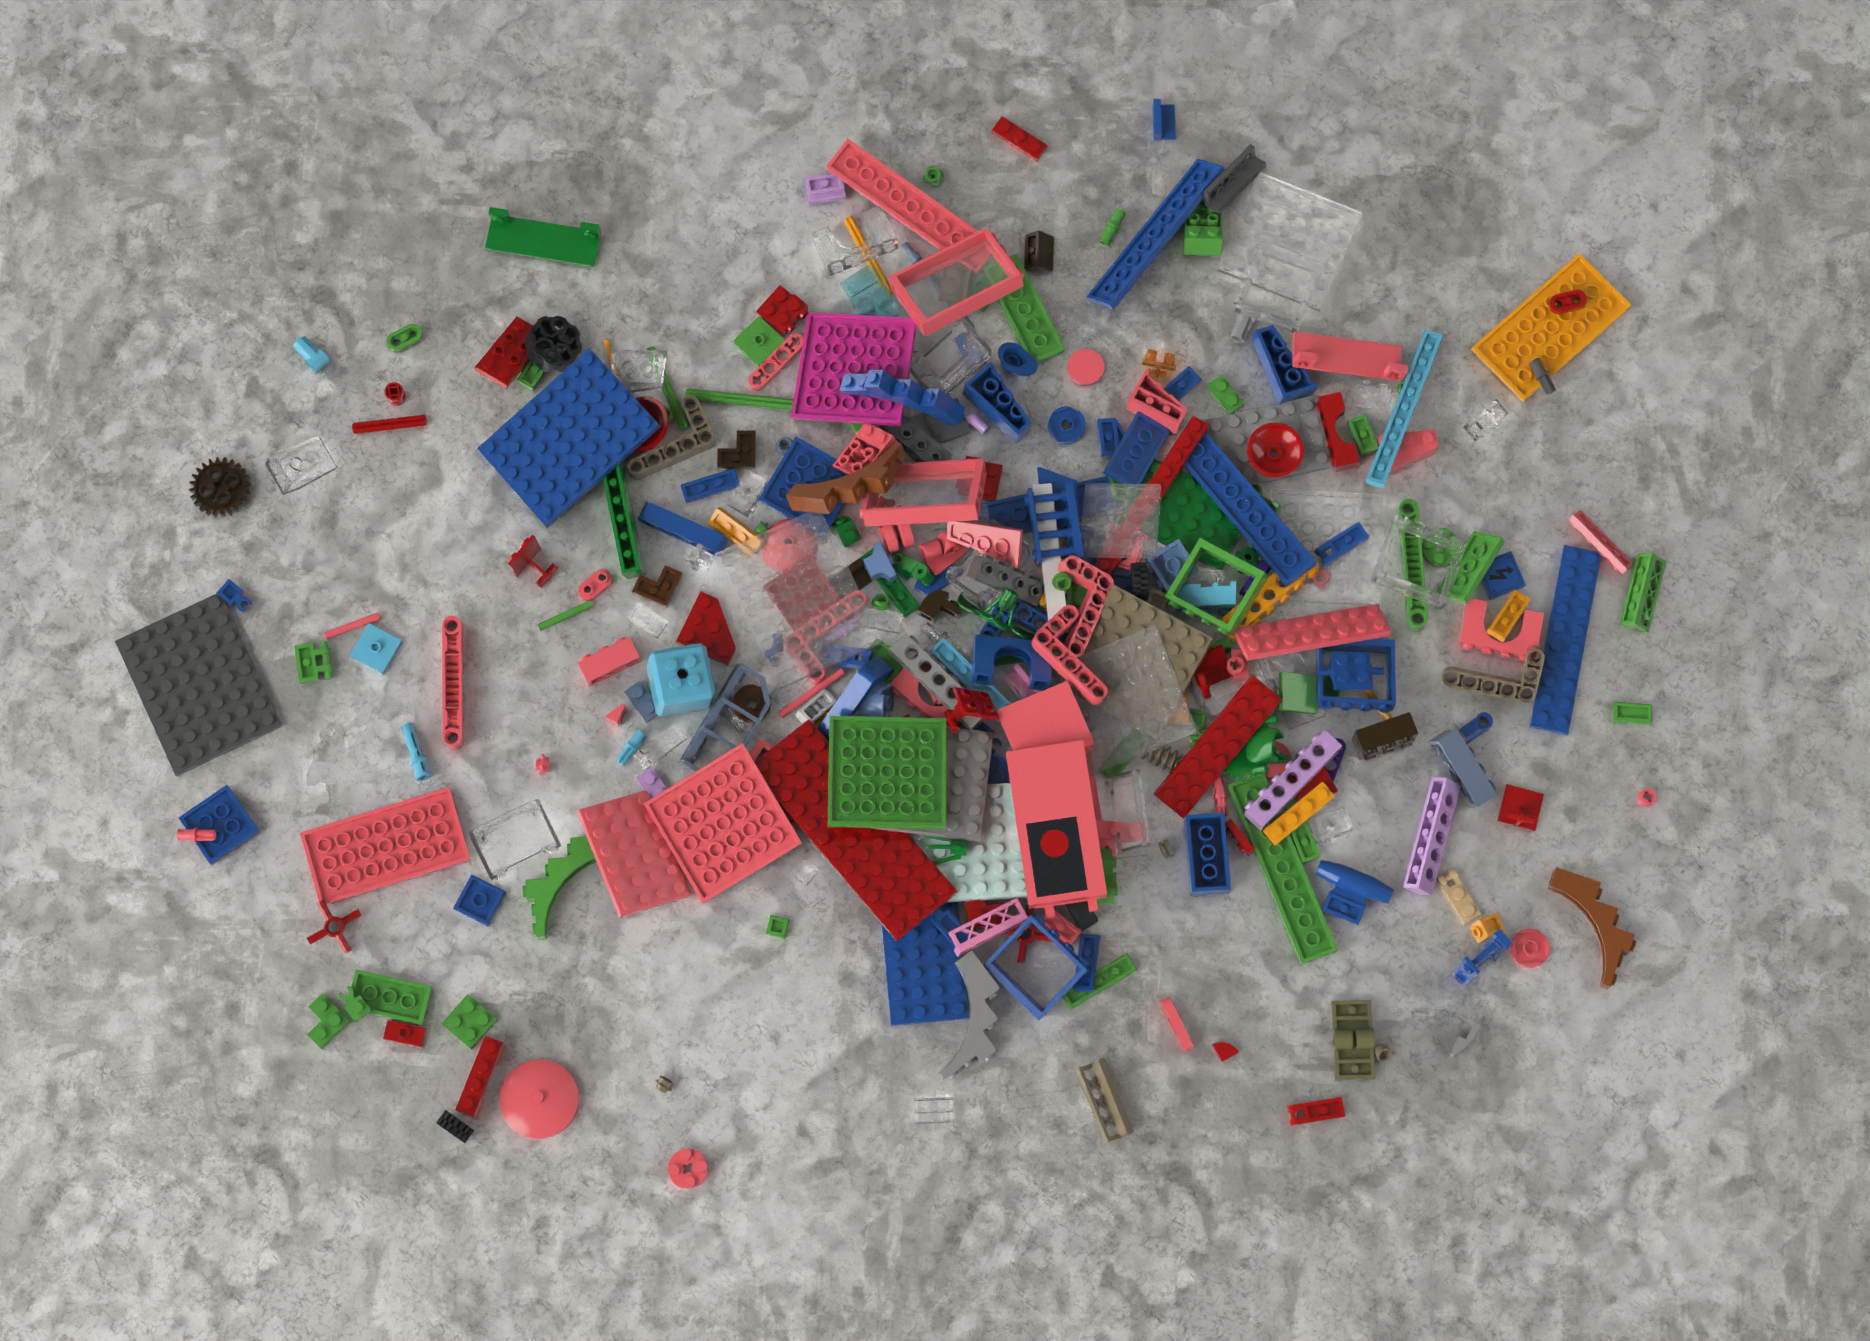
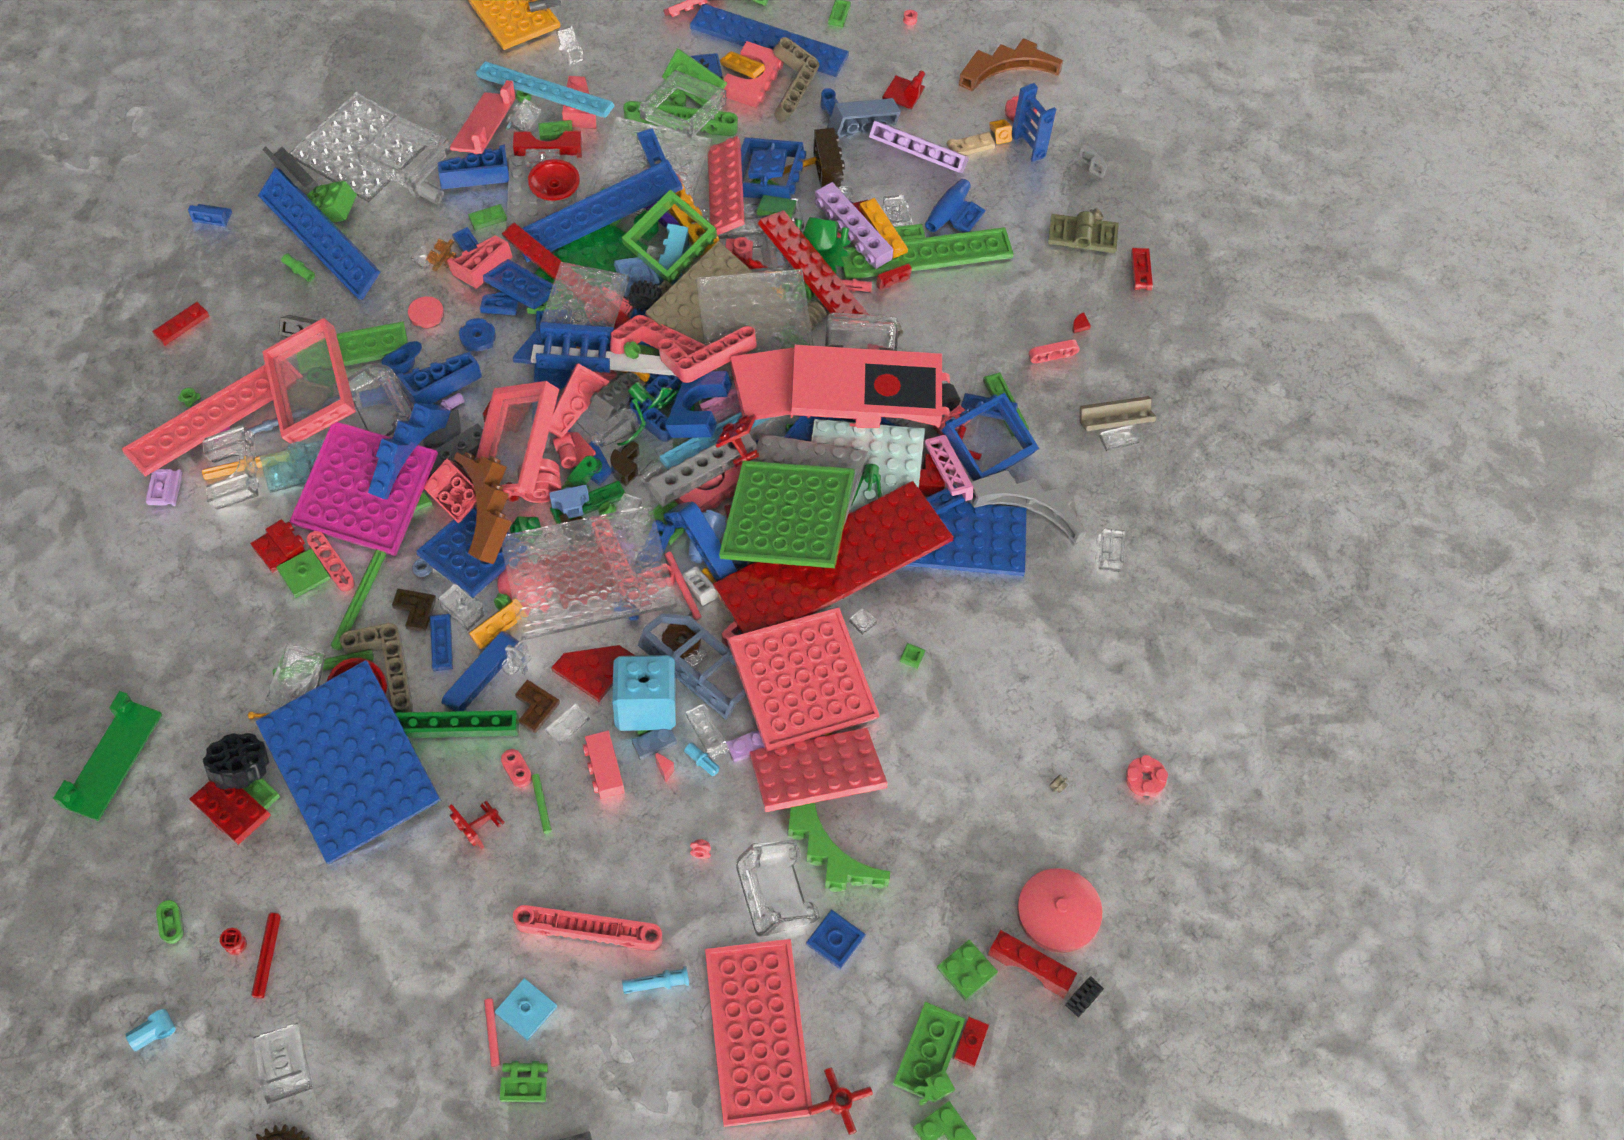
camera: 85 degrees left, 15 degrees down
(1207, 854) = (906, 299): blue brick -> none

